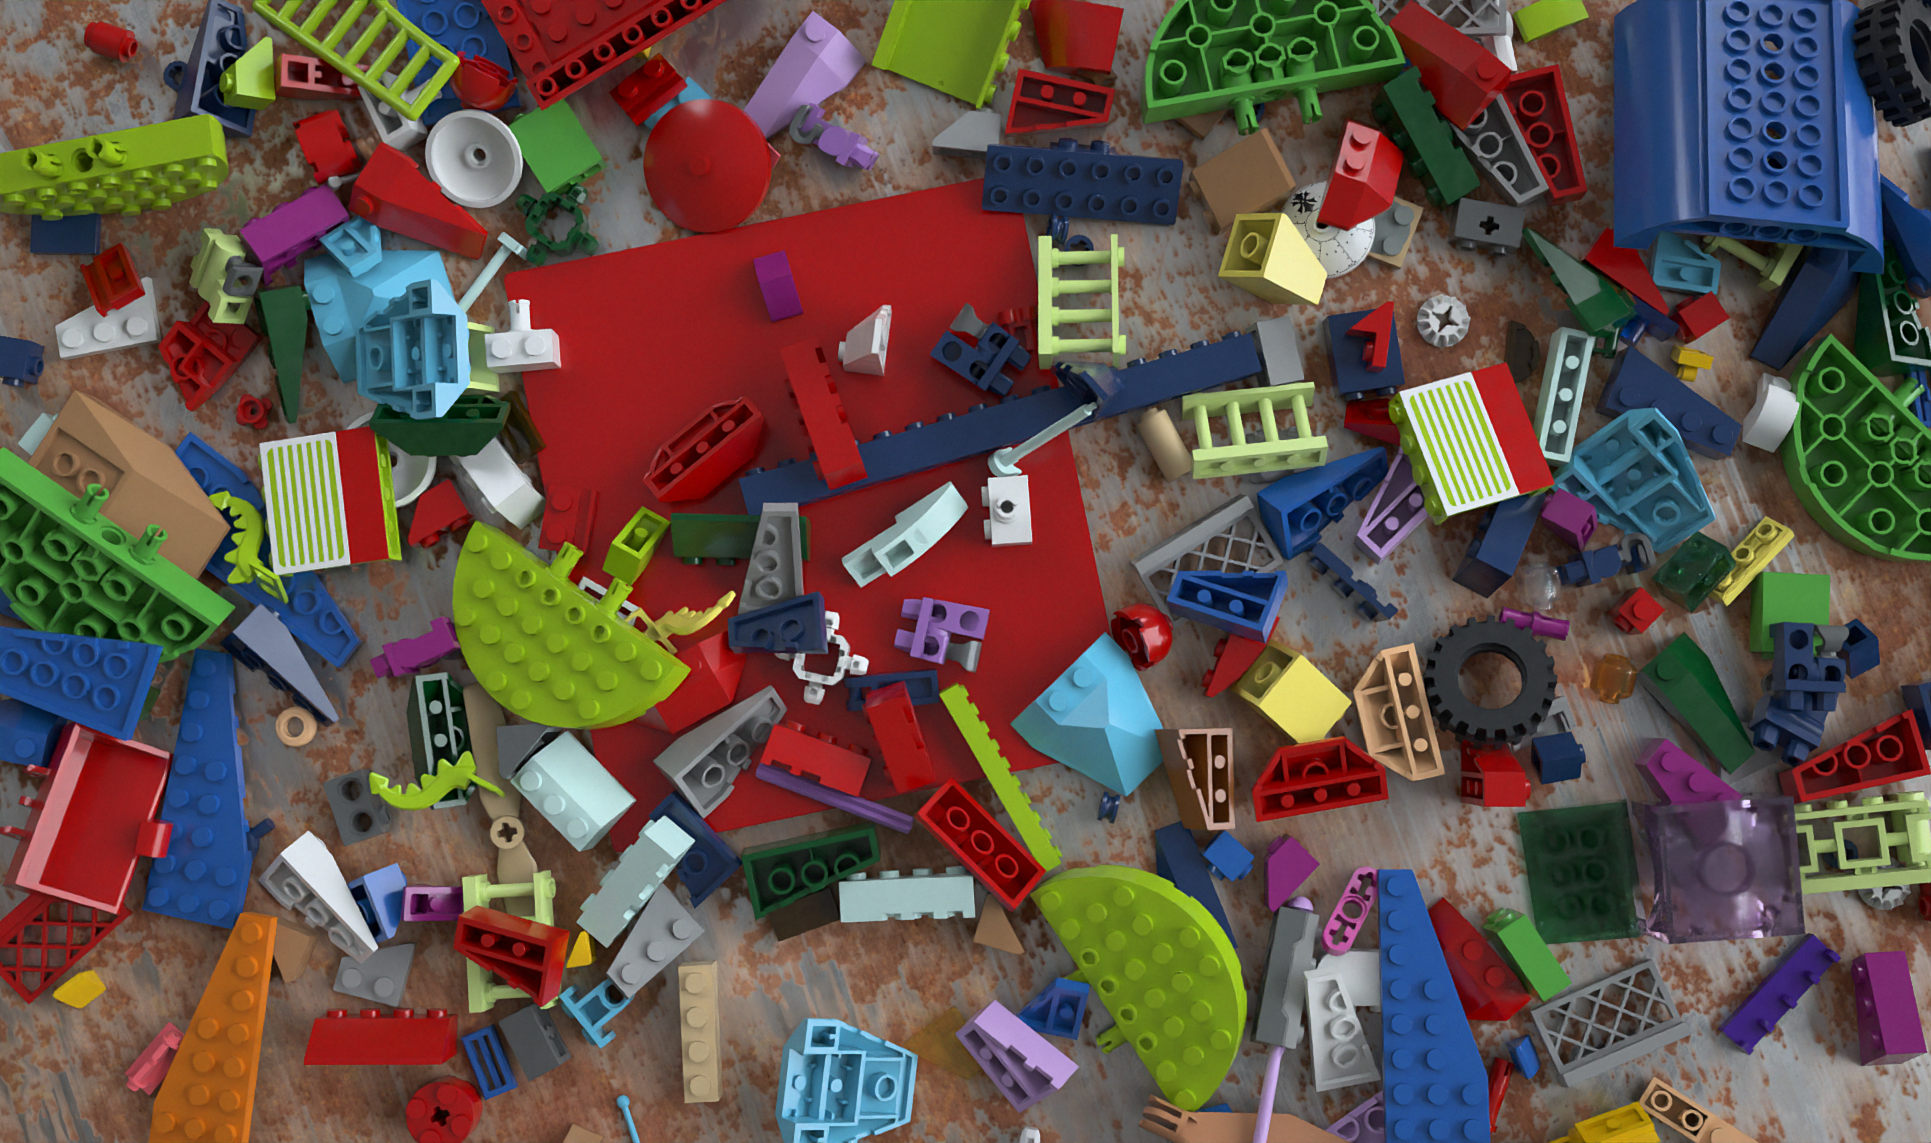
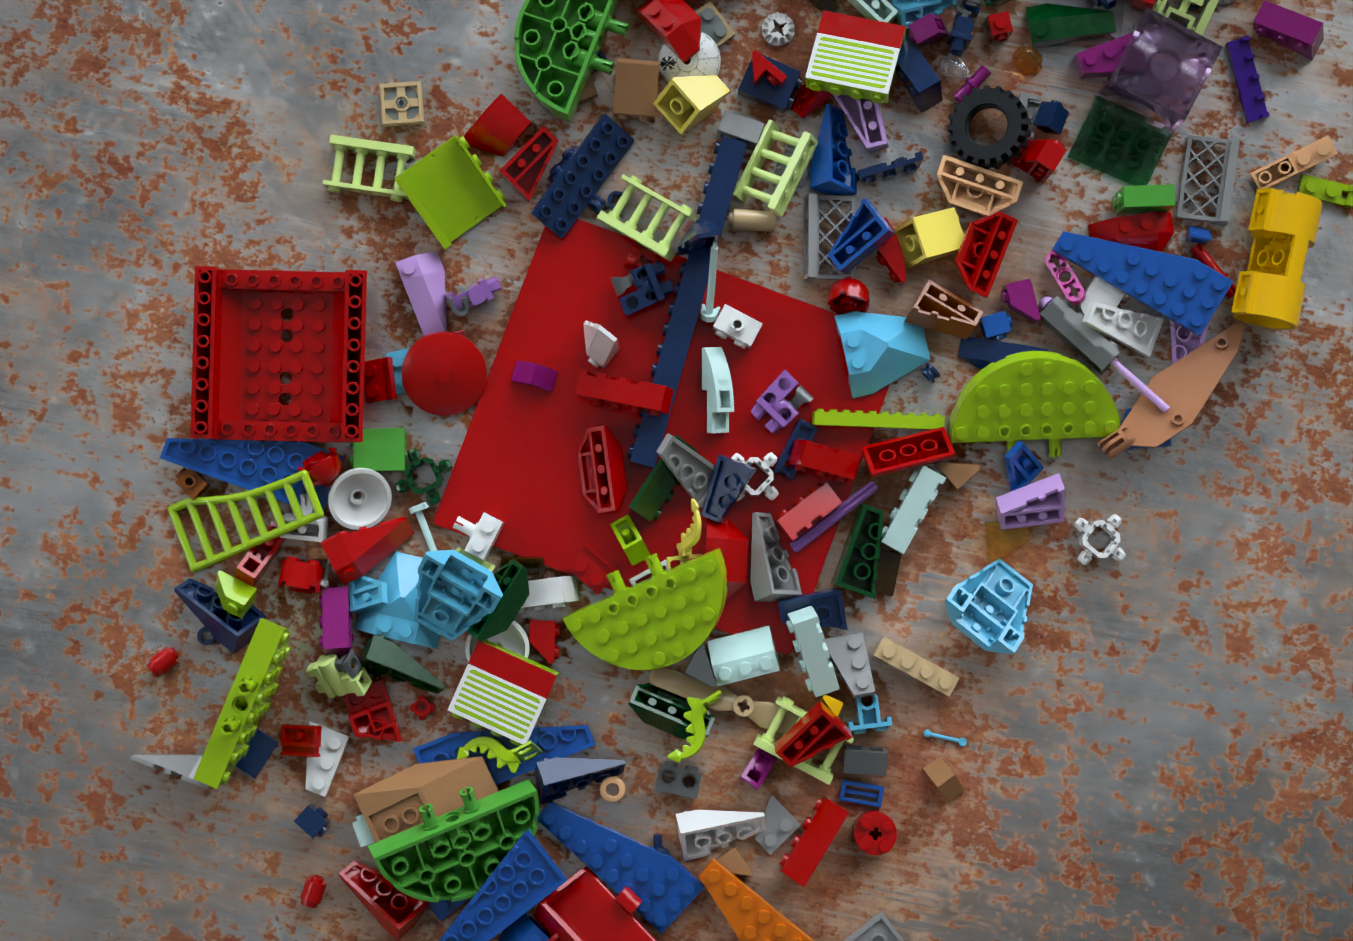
camera: 60 degrees left, 0 degrees up
(380, 900) = (738, 796): blue slope -> none
(409, 655) = (616, 692): magenta hips -> none
(969, 135) = (517, 219): light grey slope -> none

